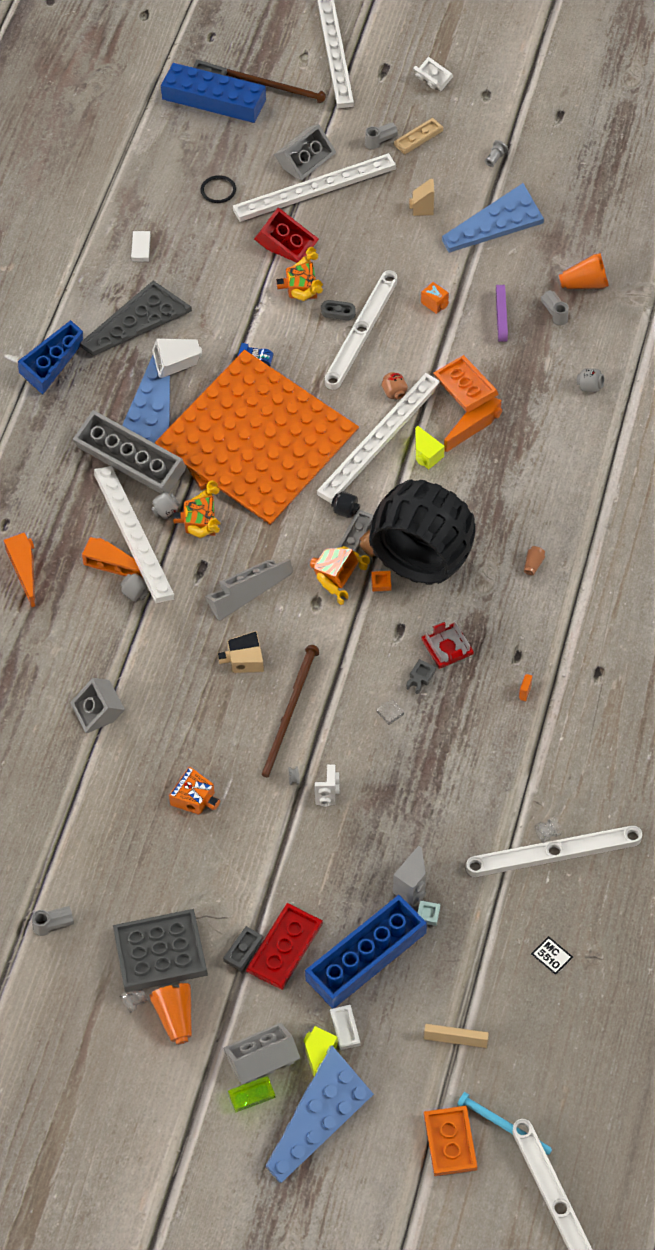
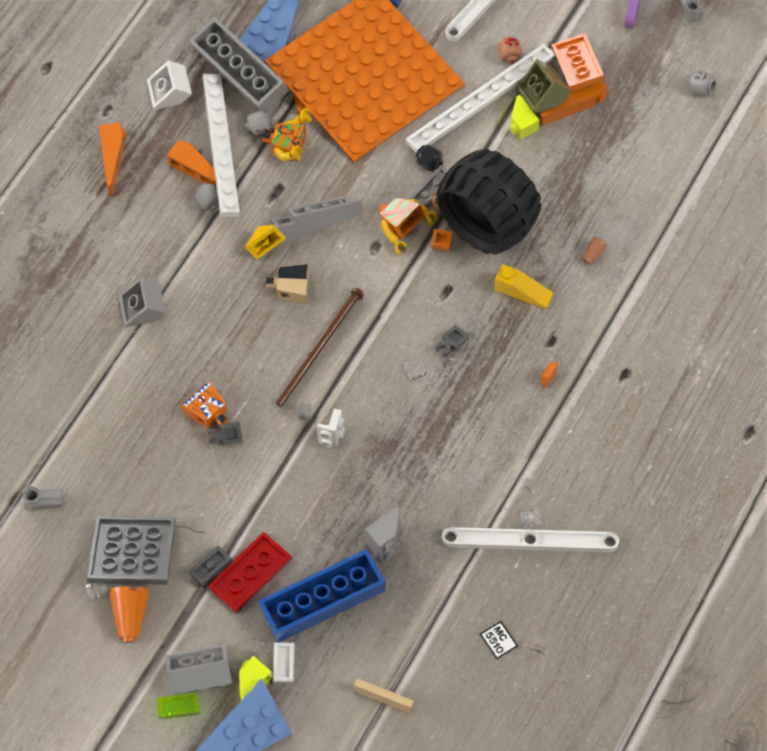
camera: 15 degrees right, 5 degrees up
(62, 487) = (169, 85): none -> white slope
(205, 617) = (264, 240): none -> yellow slope
(224, 814) = (229, 433): none -> dark grey plate
(429, 912) = (393, 572): light aqua plate -> none
(439, 414) = (543, 87): none -> olive slope
(447, 644) = (486, 316): piece -> none
(474, 609) = (520, 286): none -> yellow slope

